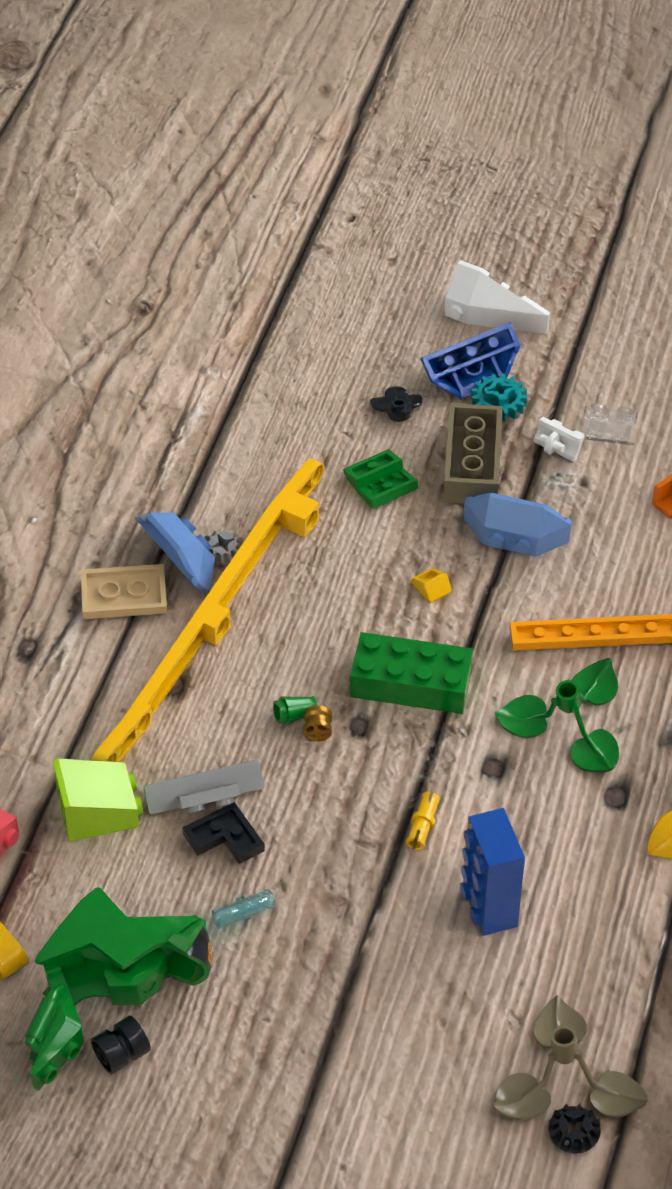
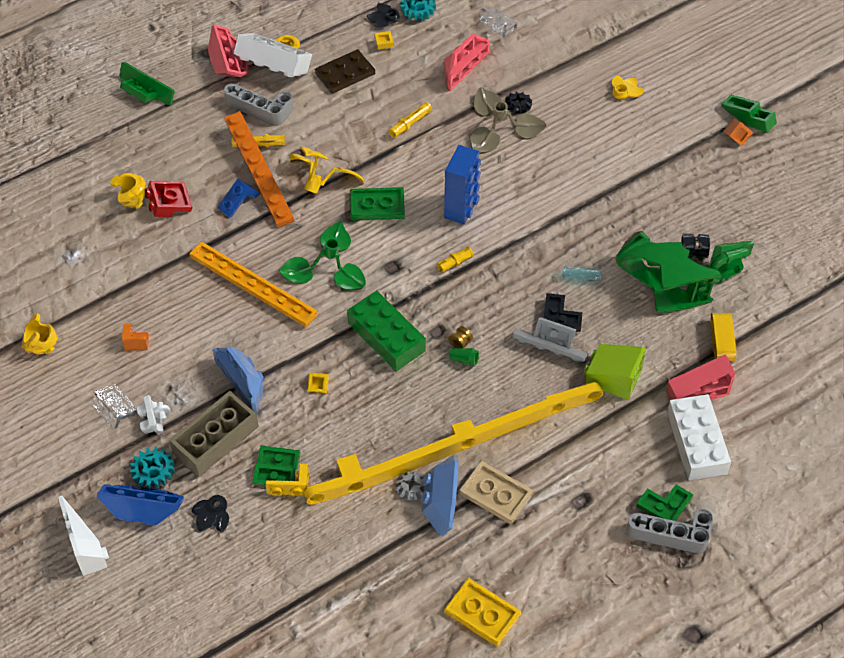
camera: 140 degrees left, 5 degrees up
(42, 486) = (482, 612): none -> yellow tile
(335, 468) = (293, 488): none -> yellow bracket
(598, 833) = (377, 203): none -> green tile

